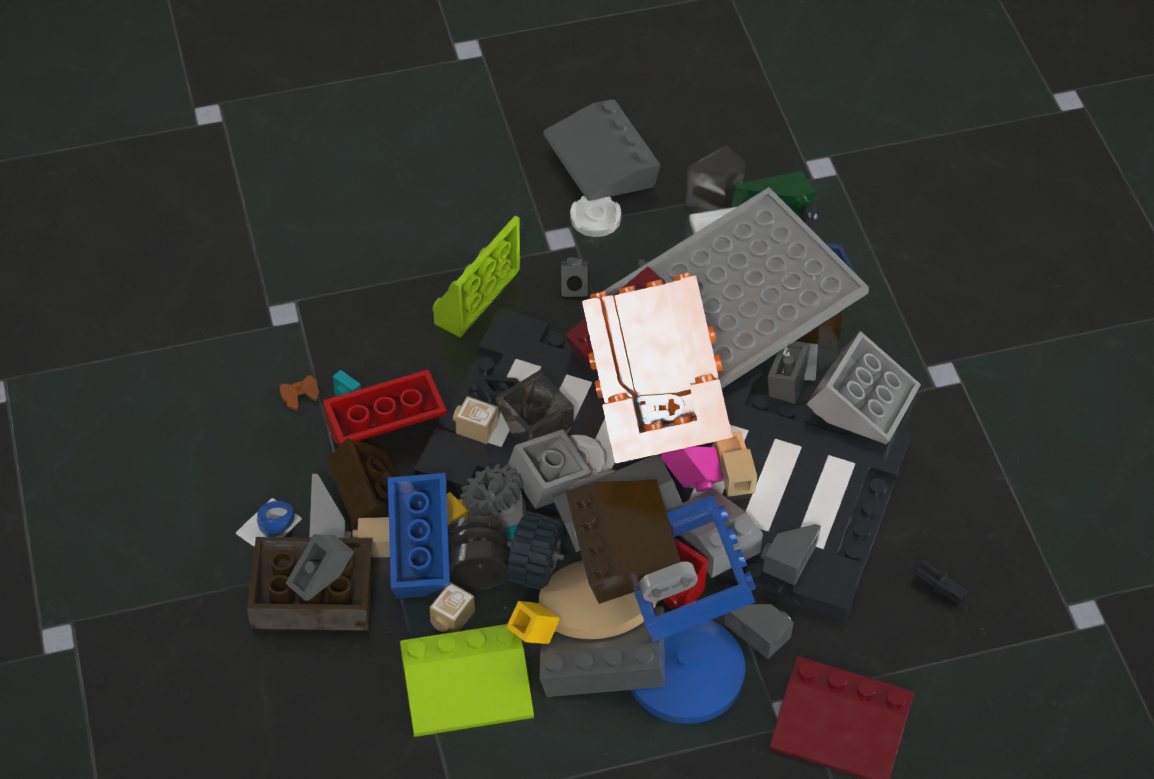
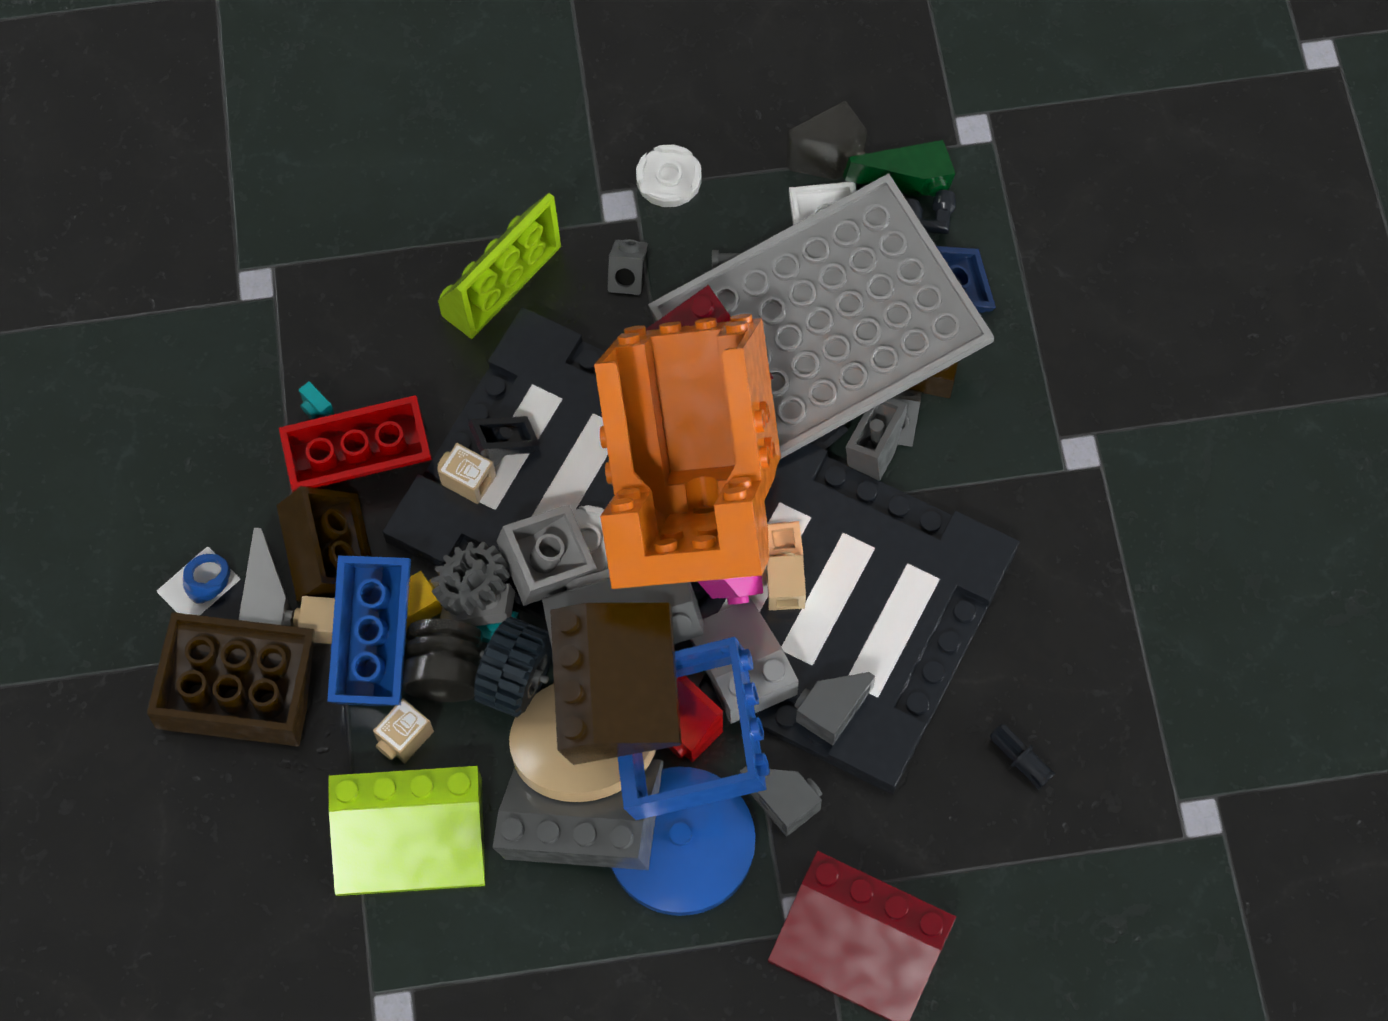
camera: 10 degrees right, 15 degrees up
(290, 393) = (248, 399): dark orange piece -> none
(319, 565) = (239, 667): dark grey slope -> none
(533, 622) = (492, 774): yellow brick -> none
(535, 408) = (540, 470): clear smoke slope -> none
(603, 151) = (689, 86): dark grey slope -> none
(659, 415) = (687, 485): beam -> none
(668, 581) = (658, 755): light grey beam -> none
(864, 391) = (968, 477): light grey slope -> none

